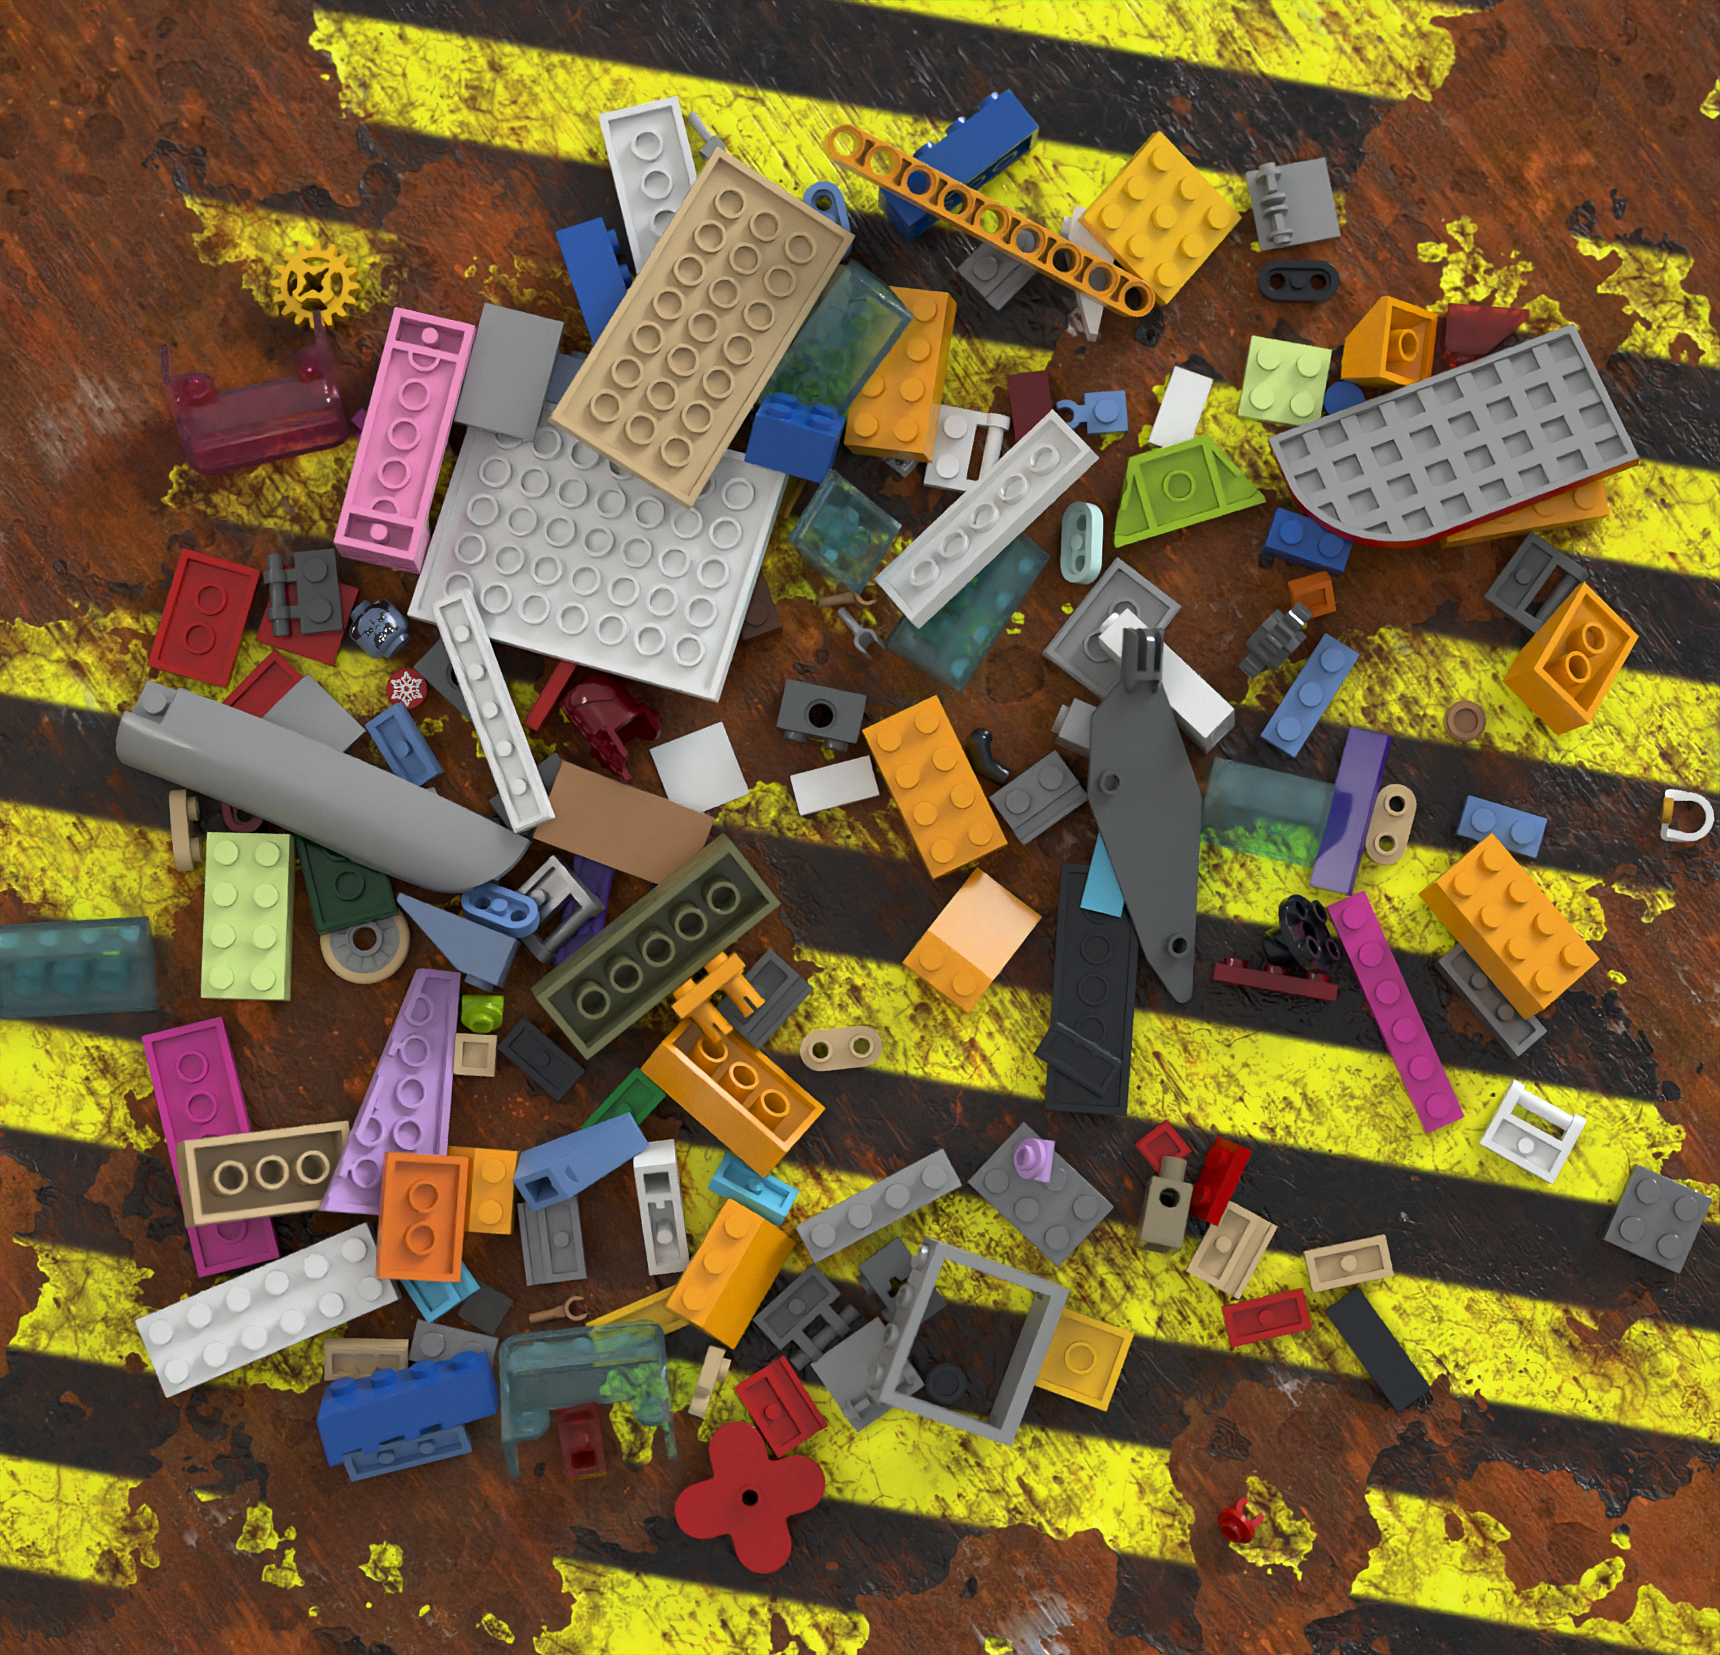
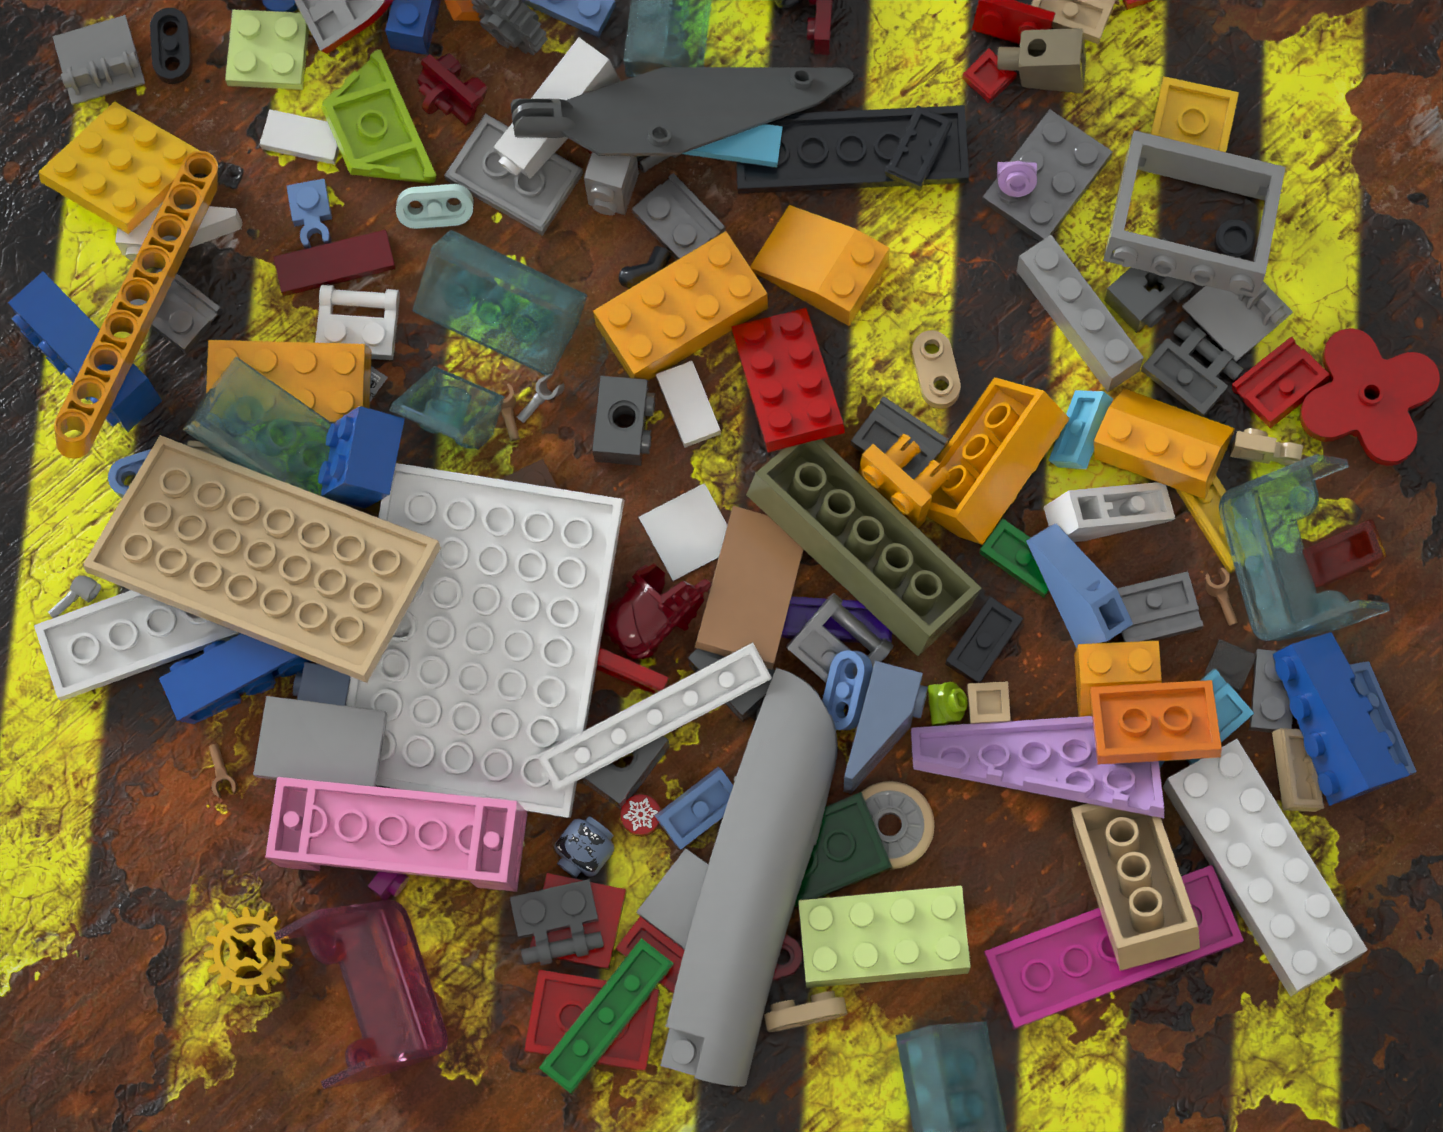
camera: 90 degrees left, 10 degrees down
(203, 632) = (606, 1016): none -> green tile
(503, 273) = (220, 771): none -> medium nougat hand
(839, 888) = (787, 380): none -> red plate
(986, 518) = (421, 284): white plate -> none
(1208, 565) = (446, 92): none -> dark red hips

